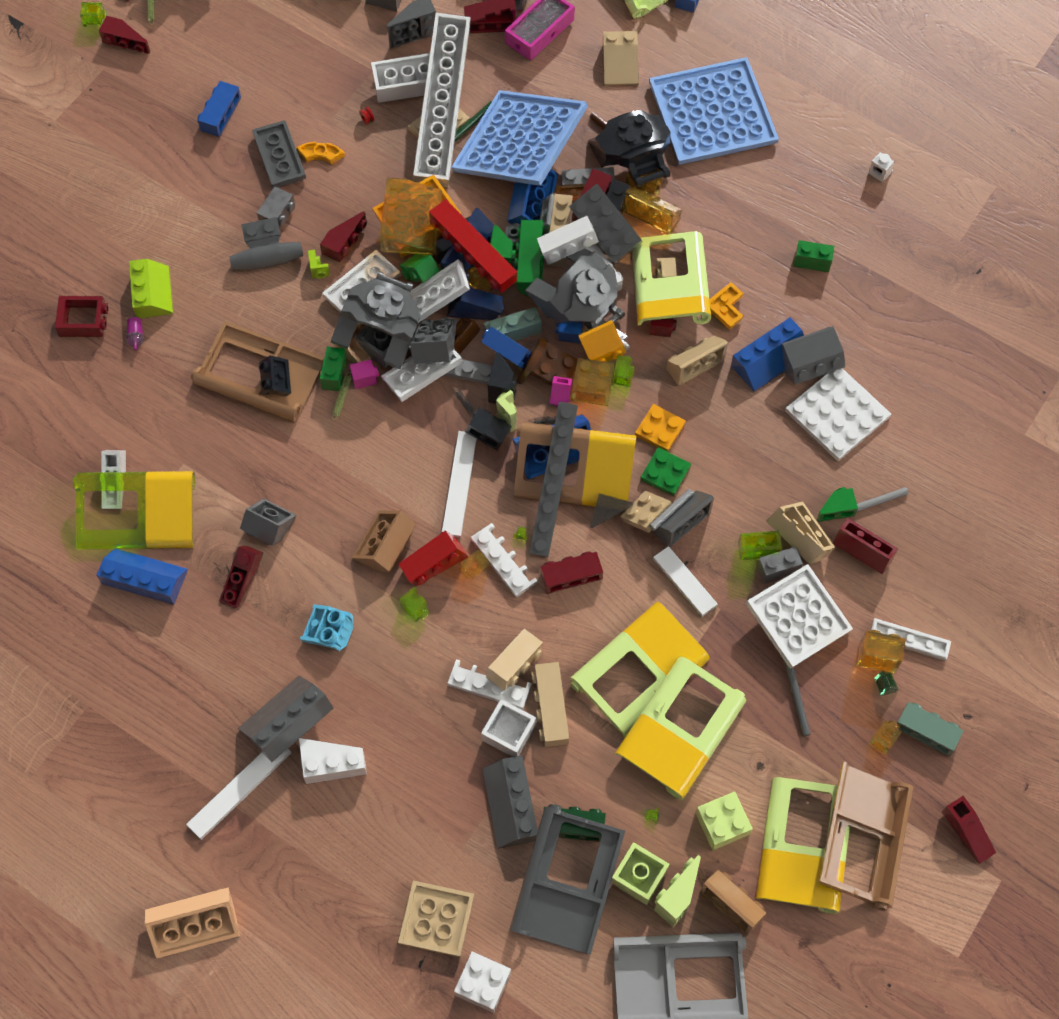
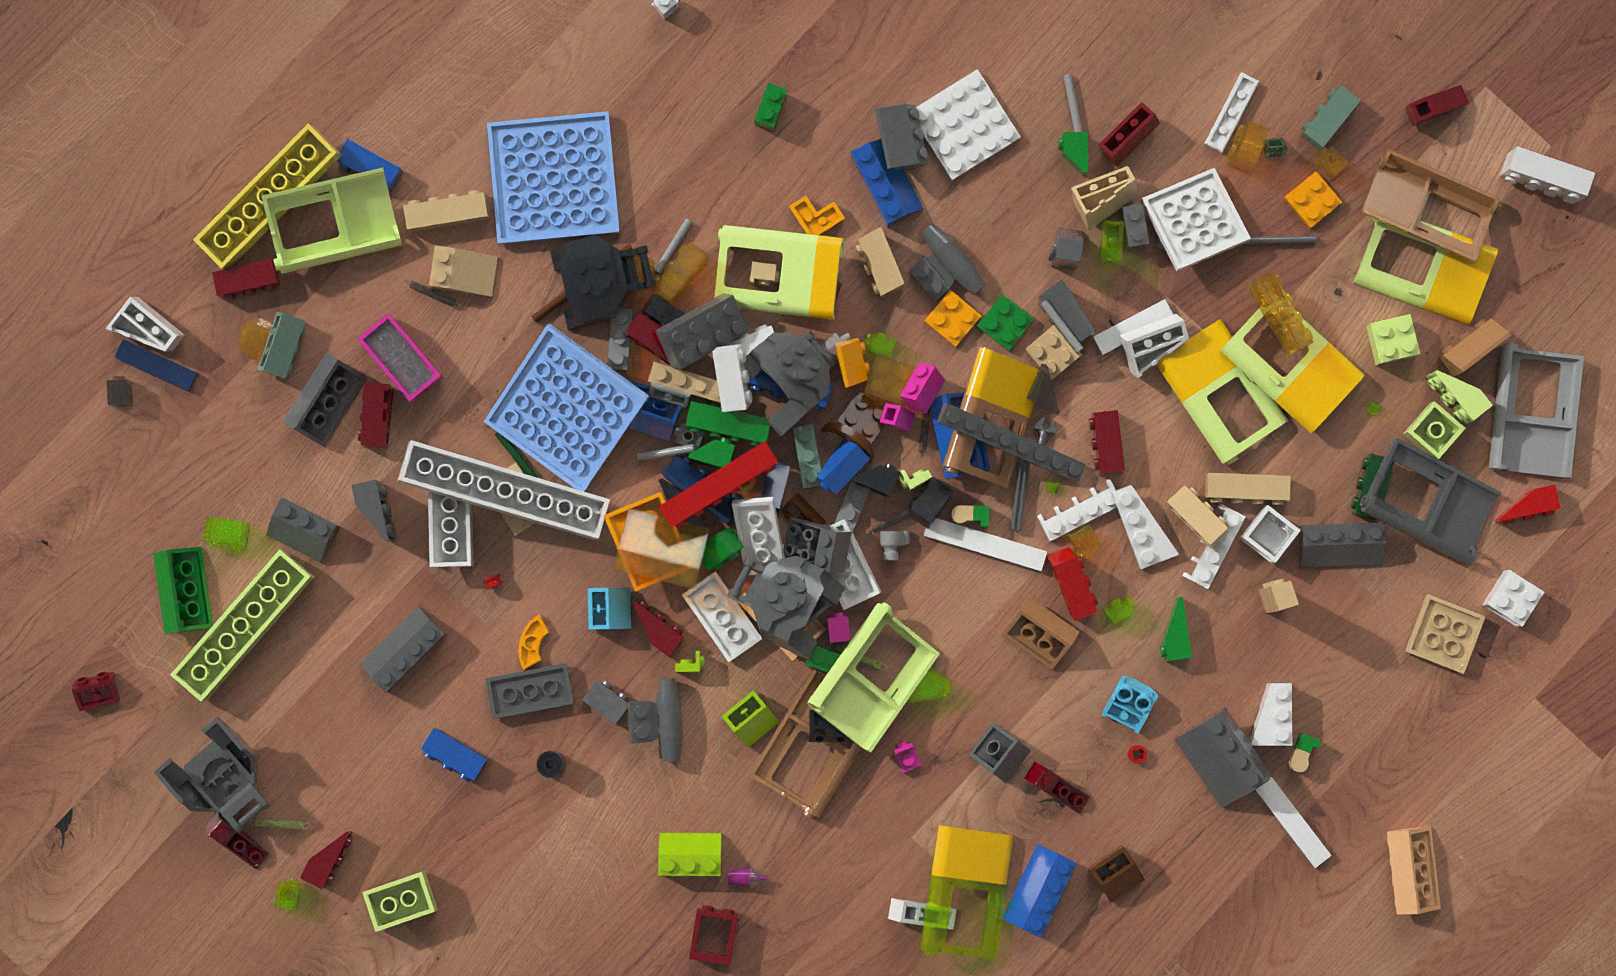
camera: 80 degrees left, 20 degrees up
(93, 86) = (400, 901): none -> yellowish green brick
(164, 637) = (1116, 873): none -> reddish brown slope
(218, 174) = (550, 764): none -> black wheel
(256, 446) = (906, 756): none -> dark pink bracket
(275, 314) = (750, 719): none -> lime slope
(280, 637) = (1137, 760): none -> red bush
(298, 387) = (856, 703): none -> yellowish green piece
(299, 793) = (1299, 756): none -> leg
(300, 64) = (402, 649): none -> dark grey slope
(321, 454) = (930, 687): none -> clear neon green slope
(355, 196) = (609, 608): none -> medium azure slope
(396, 660) = (1176, 637): none -> green slope
(447, 734) = (1278, 595): none -> tan brick
(449, 405) = (891, 540): none -> light grey piece
(483, 461) = (963, 513): none -> leg
(489, 618) = (1144, 533): none -> white wing
(495, 217) = (666, 452): none -> light grey bar
(507, 506) = (1020, 495): none -> dark grey axle
(571, 519) = (1043, 434): none -> dark grey bar
(585, 989) = (1535, 501): none -> red slope
(592, 403) = (922, 387): none -> dark pink brick
(601, 37) = (431, 295): none -> dark grey piece
(667, 41) = (446, 212): none -> tan brick
(673, 593) = (1152, 342): none -> white wedge
(686, 208) = (673, 245): none -> light grey bar
(706, 413) = (946, 264): none -> dark grey plate
(725, 699) = (1280, 313): none -> clear yellow slope
(745, 504) = (1066, 249): none -> dark grey wedge
(844, 726) = (1312, 199): none -> light orange plate
(927, 949) = (1547, 175): none -> white piece

